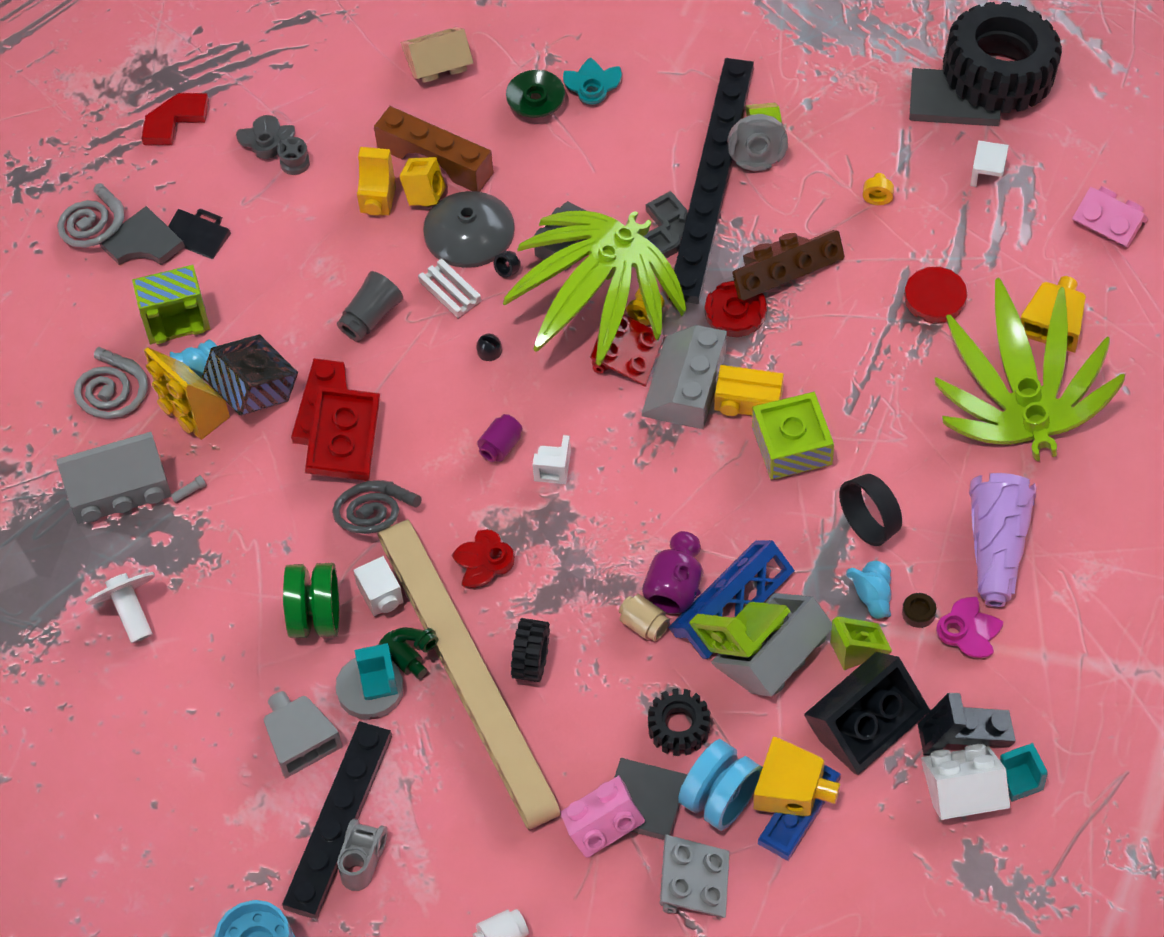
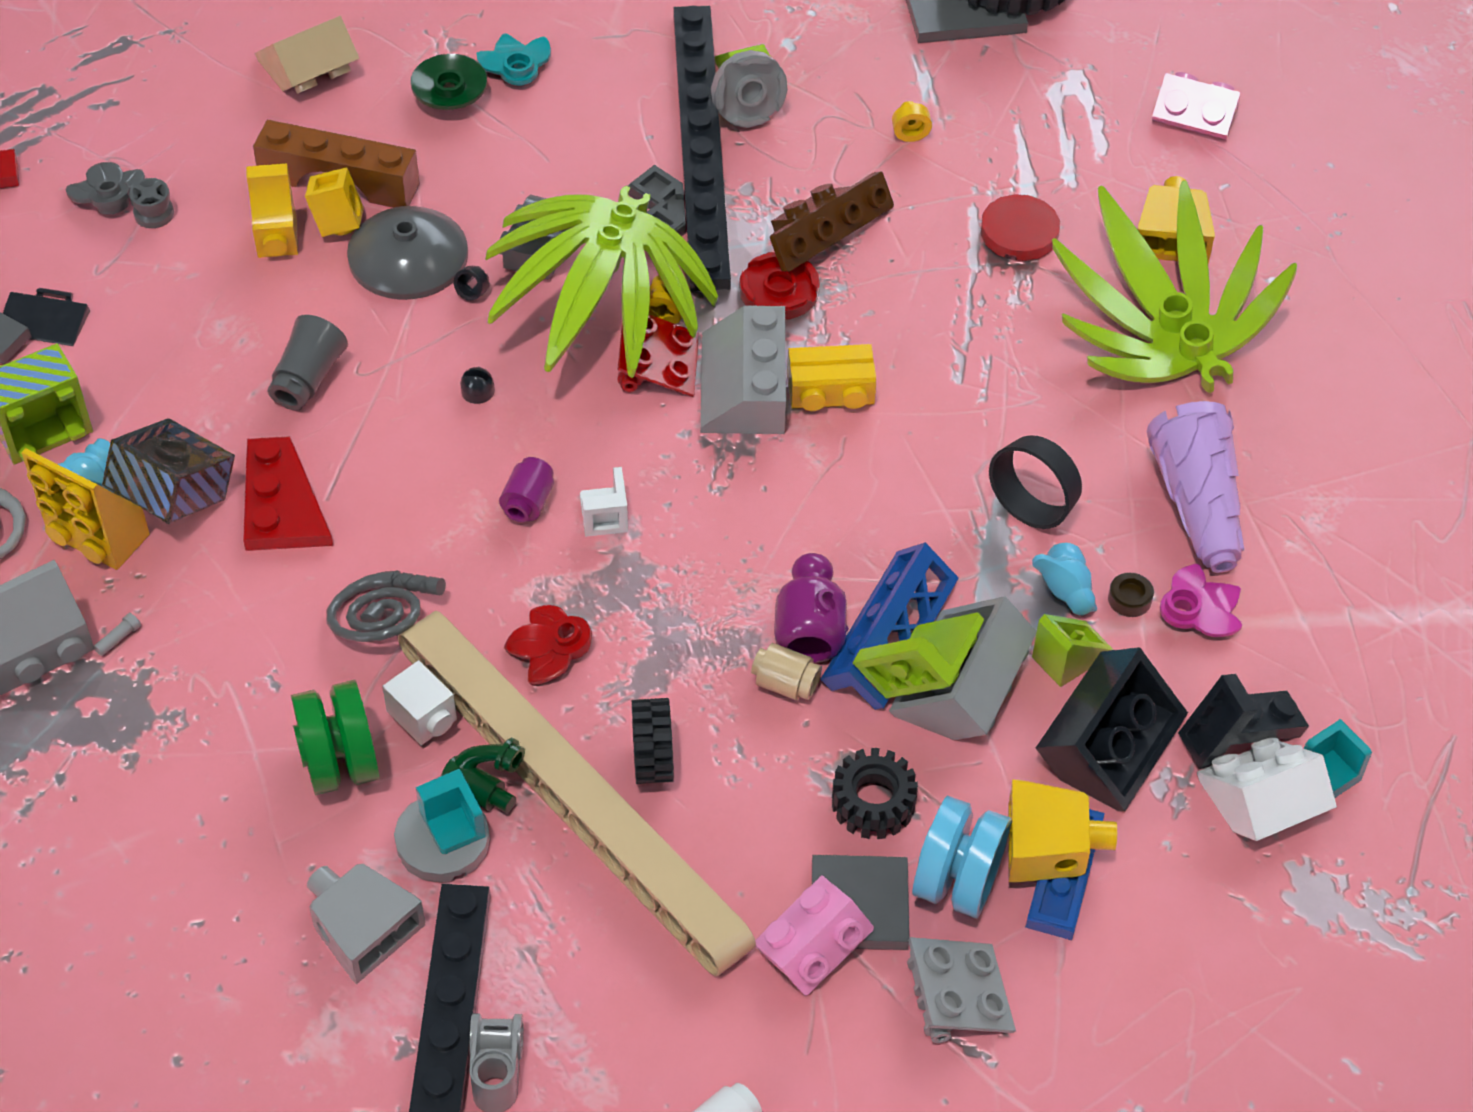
camera: 20 degrees left, 5 degrees down
(122, 593) = (61, 781): white piece -> none
(342, 433) = (314, 522): red tile -> none
(456, 279) = (409, 321): white tile -> none
(792, 435) = (906, 415): lime container -> none
(989, 160) = (1033, 65): white panel -> none

